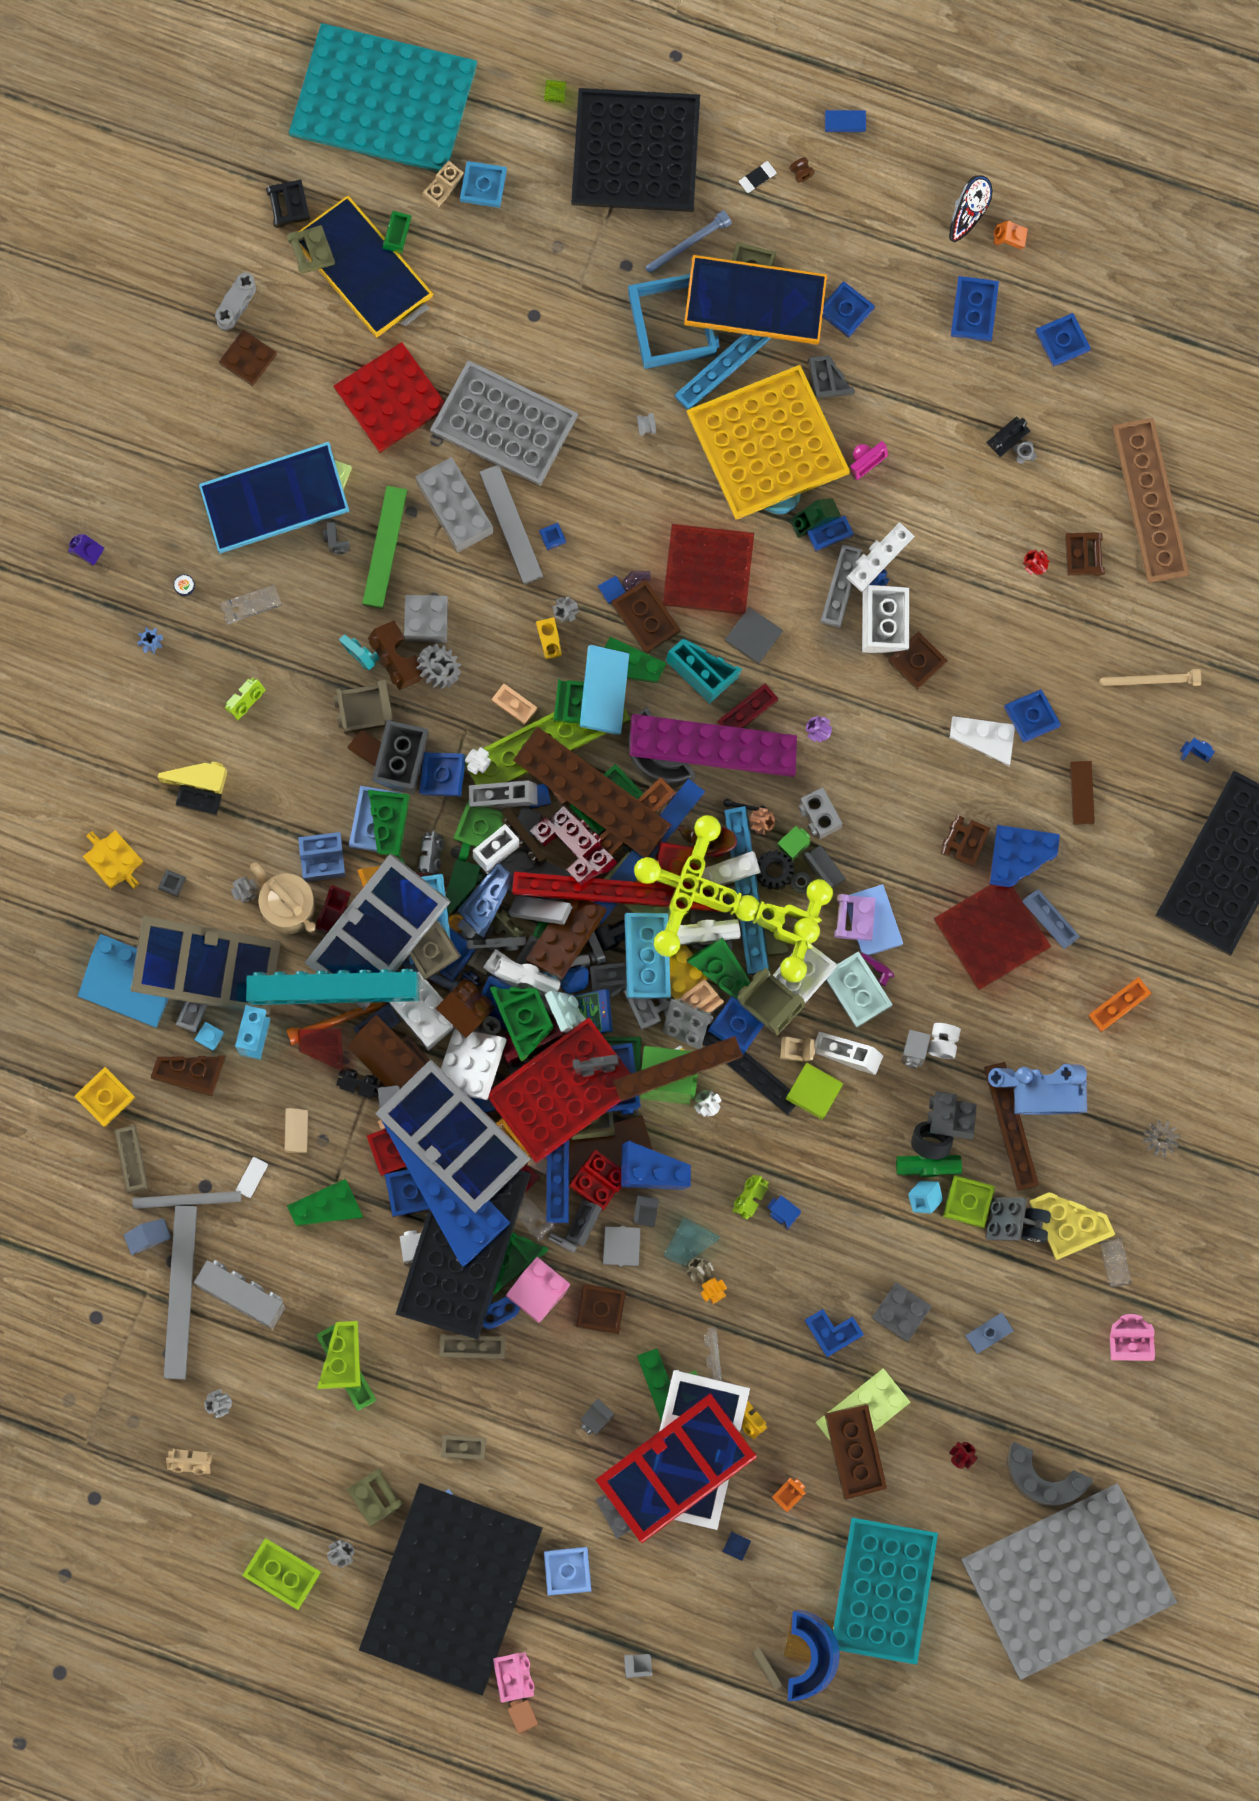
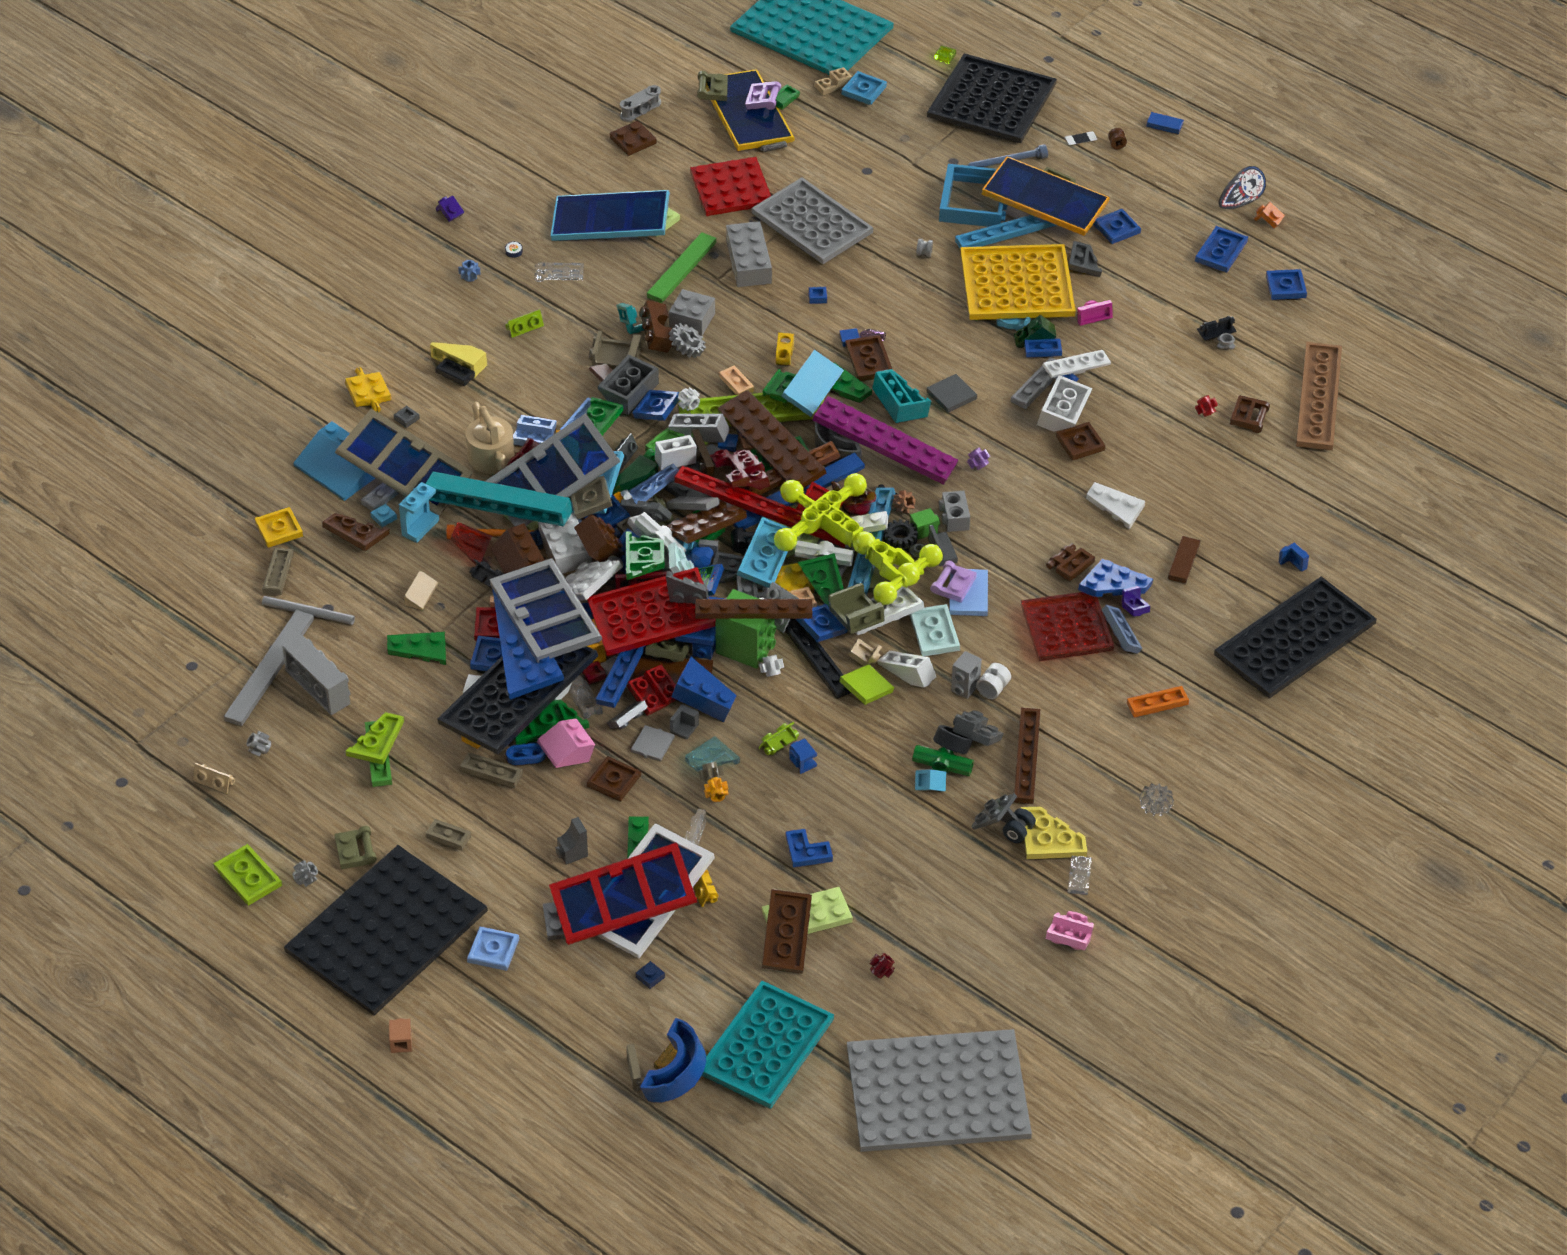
camera: 20 degrees right, 30 degrees down
(147, 1236) = (263, 622): sand blue slope -> none
(244, 889) = (458, 431): light grey gear -> none
(252, 1177) = (369, 613): white sticker -> none
(295, 203) = (714, 64): black plate -> none
(330, 536) = (643, 250): dark grey bracket -> none
(369, 246) = (757, 95): none -> lavender plate
(511, 524) = (788, 280): light grey tile -> none
(513, 1677) = (408, 1004): bright pink bracket -> none
(564, 1243) = (604, 726): light grey pin -> none
(565, 609) = (806, 335): light grey gear -> none
(596, 953) = (725, 535): dark grey plate -> none
(638, 1665) = (518, 1033): light grey panel -> none
(708, 569) = (933, 343): clear red plate -> none
(749, 708) = (931, 432): dark red plate -> none
(789, 1494) = (714, 949): orange bracket -> none
(885, 972) = (962, 624): magenta bar -> none
(901, 1312) = (873, 855): flat silver plate -> none
(968, 1201) = (967, 797): lime tile -> none
(989, 1333) = (944, 891): sand blue plate -> none
(1032, 715) = (1162, 499): blue plate -> none
(1035, 1488) = (946, 1014): dark grey brick -> none
(1045, 1094) = (1064, 723): medium blue piece -> none
(1052, 877) = (1133, 602): none -> dark purple bracket
(1192, 677) = (1309, 511): tan piece -> none

